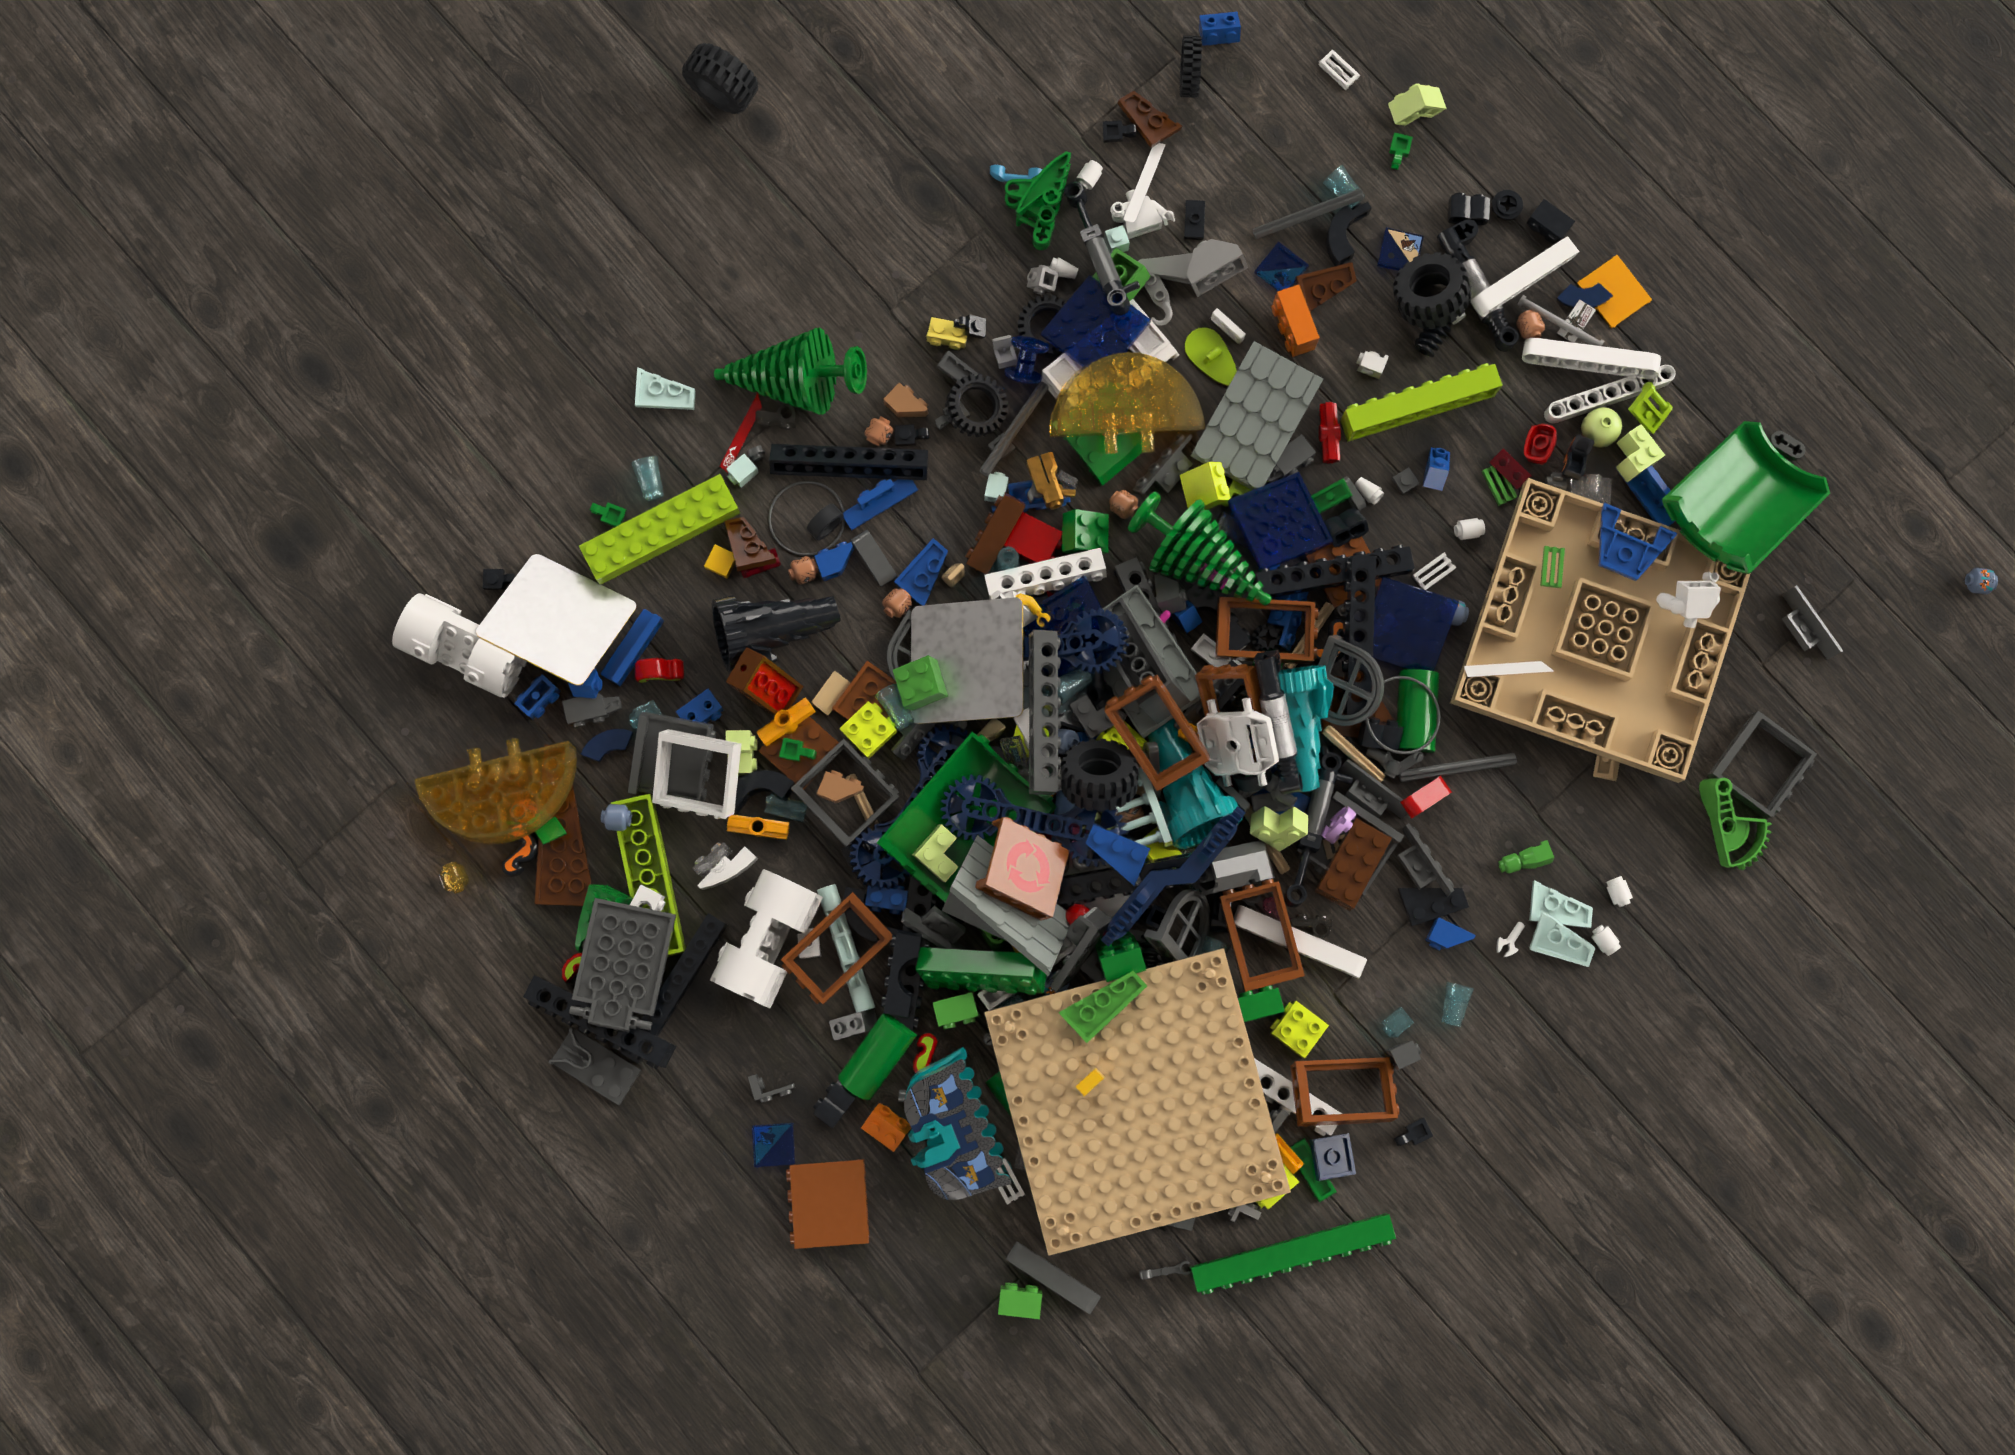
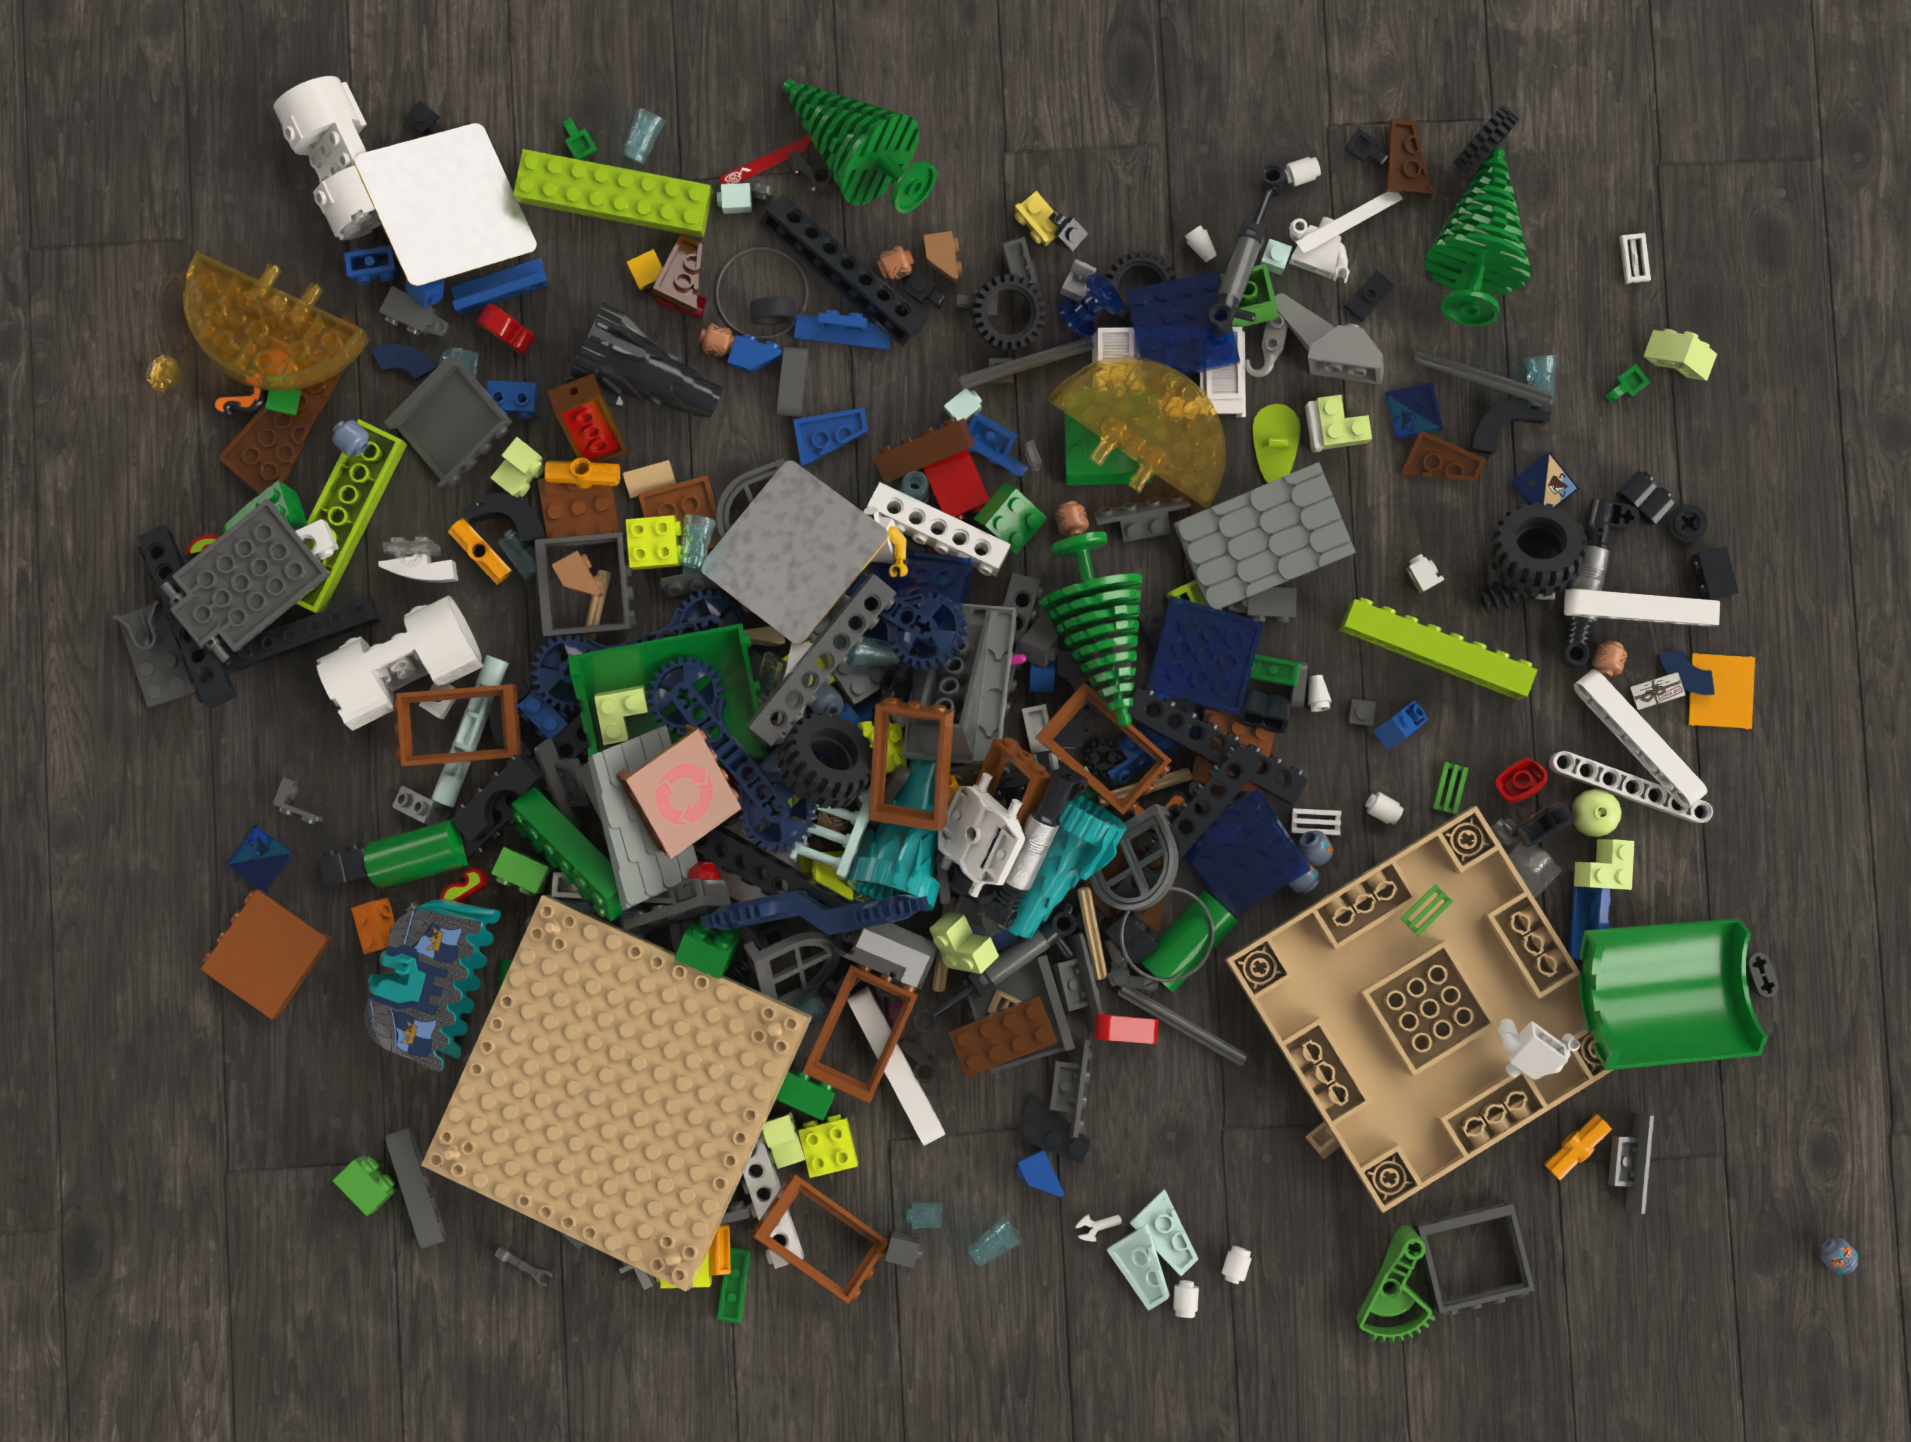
camera: 45 degrees right, 5 degrees up
(658, 392) = (719, 60): light aqua wing -> none
(662, 769) = (410, 450): white window -> none
(793, 750) = (568, 506): green plate -> none
(897, 603) = (779, 442): nougat head -> none
(920, 683) = (734, 537): bright green brick -> none
(953, 574) = (854, 458): tan slope -> none
(998, 173) = (1248, 129): dark azure bar -> none
(1014, 1195) = (450, 1085): white tile -> none
(1037, 198) = (1238, 151): green piece -> none
(1042, 279) = (1171, 238): light grey brick -> none
(1045, 483) = (1010, 438): pearl gold piece -> none
(1090, 720) = (866, 697): dark grey plate -> none
(1090, 1081) = (582, 1039): yellow piece -> none
(1098, 1009) = (649, 979): bright green wing -> none
(1121, 853) = (784, 848): blue wing -> none
(1207, 484) = (1162, 564): neon yellow brick -> none
(1219, 28) = (1549, 125): blue brick -> none
(1243, 134) = (1480, 248): none -> green plant
(1246, 315) = (1337, 429): none -> yellowish green brick
(1268, 1048) = (784, 1139): none -> yellowish green brick
(1293, 1252) = (652, 1345): green brick -> none
(1295, 320) = (1381, 472): orange brick -> none
(1329, 432) = (1326, 608): red piece -> none
(1332, 1157) = (762, 1289): plate -> none
(1340, 822) = (1021, 988): lavender plate -> none
(1416, 1132) = (859, 1330): black plate -> none
(1448, 586) = (1315, 847): none -> sand blue head
(1507, 668) = (1301, 971): white sticker -> none
(1510, 468) = (1471, 782): dark red hinge -> none
(1528, 858) = (1177, 1164): bright green piece -> none
(1560, 322) = (1640, 679): light grey bar -> none
(1624, 552) = (1508, 954): blue wing -> none
(1646, 412) = (1649, 832): lime plate -> none
(1766, 643) = (1577, 1146): none -> light orange piece

